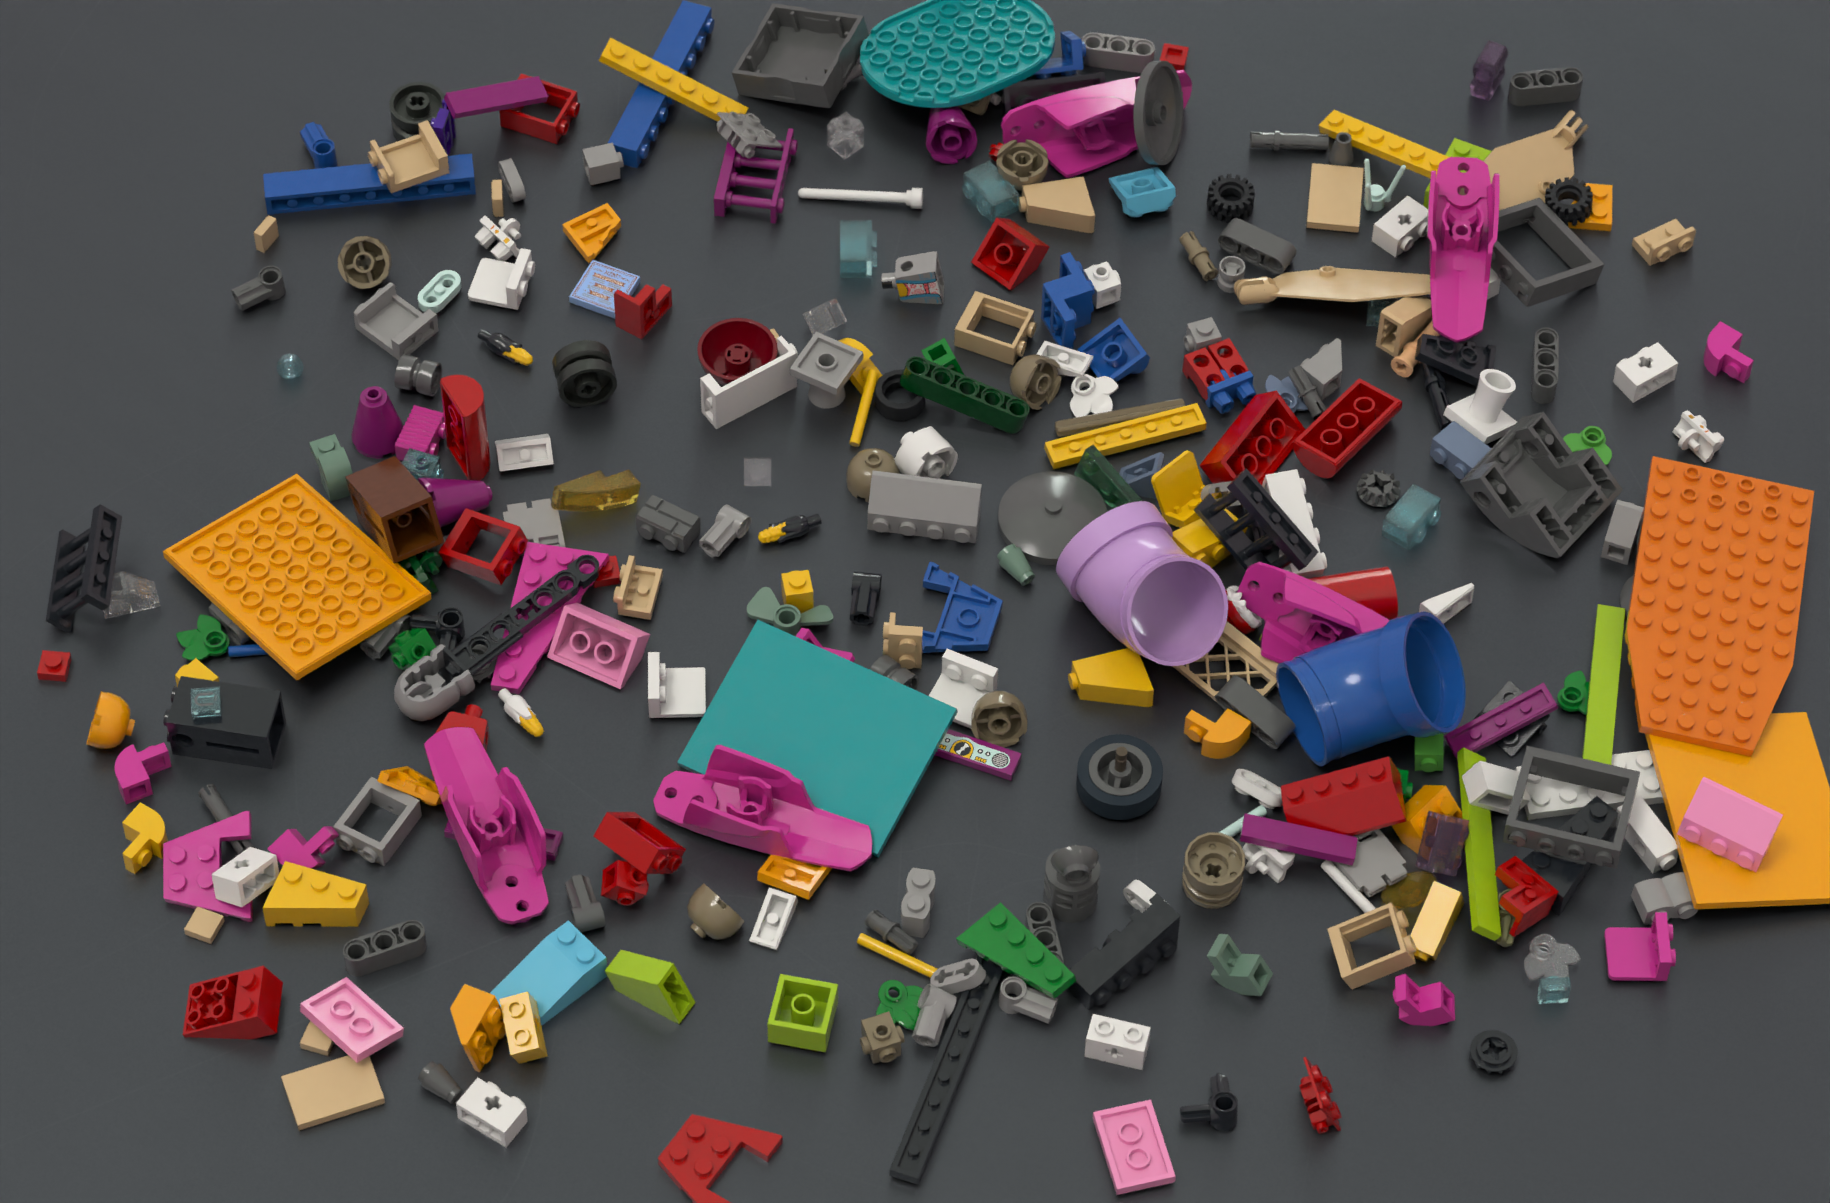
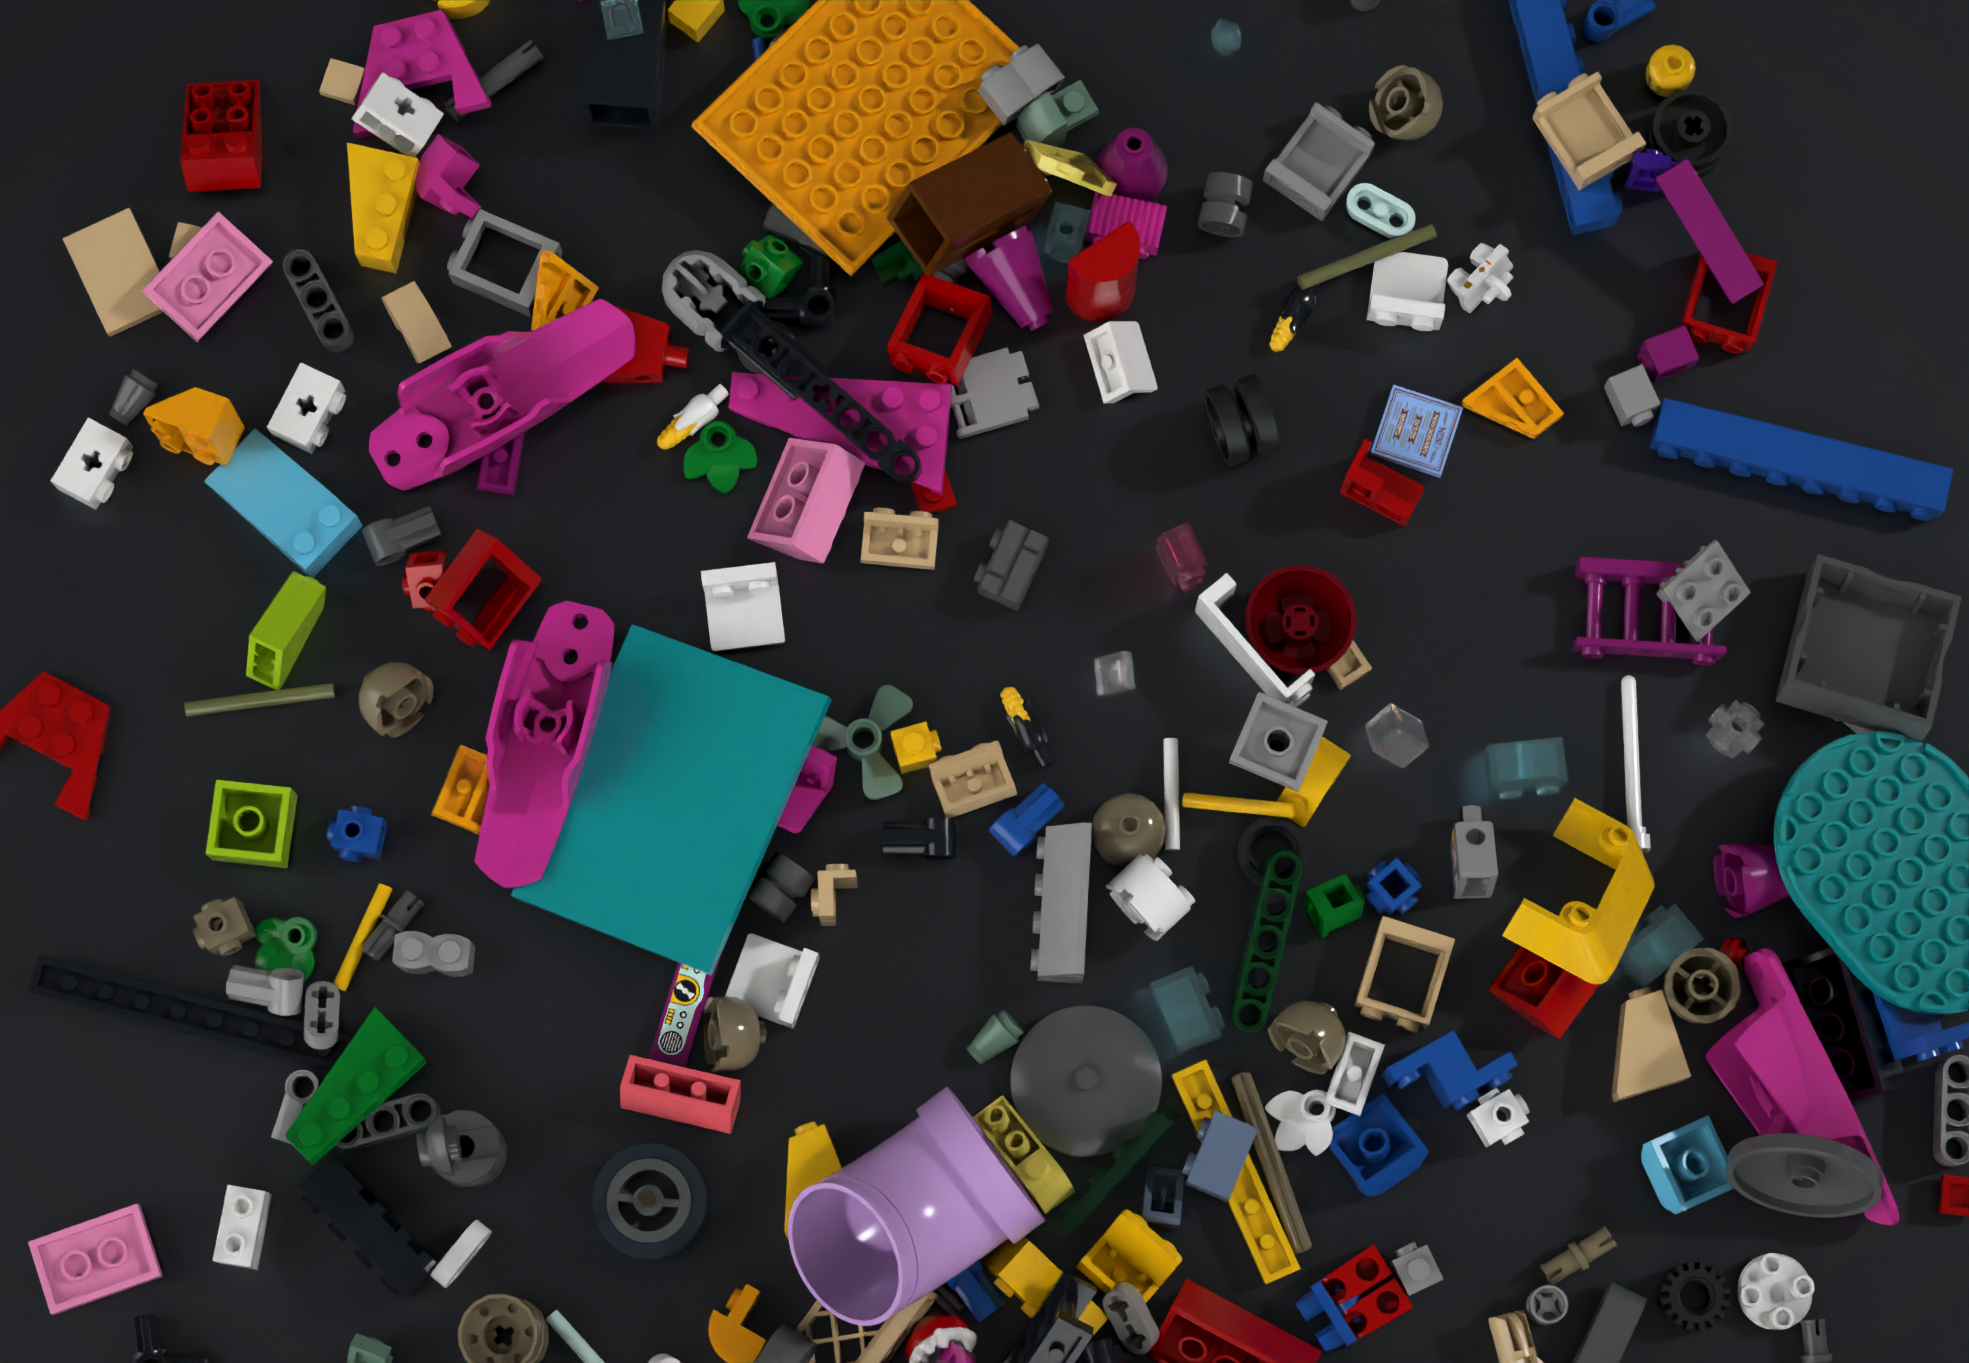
camera: 85 degrees right, 25 degrees up
(303, 481) = (1019, 83): none -> light grey brick
(369, 120) = (1670, 70): none -> yellow head
(376, 453) = (1070, 166): none -> light yellow wing
(408, 884) = (416, 322): none -> tan slope
(471, 961) = (304, 390): none -> white brick
(473, 299) = (1366, 256): none -> olive bar
(497, 198) = (1555, 264): tan tile -> none
(511, 180) = (1591, 278): light grey beam -> none
(523, 1027) = (203, 483): yellow brick -> none
(557, 699) = (719, 462): none -> green plate
(572, 140) = (1668, 354): none -> magenta brick
(596, 492) = (1047, 465): clear yellow slope -> none
(668, 81) = (1783, 474): yellow plate -> none
(680, 417) = (1182, 557): none -> clear pink brick
(701, 1013) = (259, 699): none -> olive bar
(727, 526) = (1020, 646): light grey piece -> none
(773, 919) = (405, 774): white slope -> none
(819, 944) = (368, 841): none -> blue brick
(826, 561) = (972, 779): none -> tan bracket
(837, 450) = (1171, 794): none -> white bar
(861, 536) = (1020, 826): none -> blue piece
(933, 323) = (1401, 876): none -> blue brick
(967, 616) = (896, 977): blue wing -> none
(982, 209) = (1582, 937): none -> yellow windscreen
(1008, 452) = (1186, 1010): none -> clear light blue brick
(1041, 750) = (680, 1094): none -> coral brick
(1116, 432) = (1219, 1156): none -> sand blue brick
(1230, 157) = (1775, 1291): none -> white dish

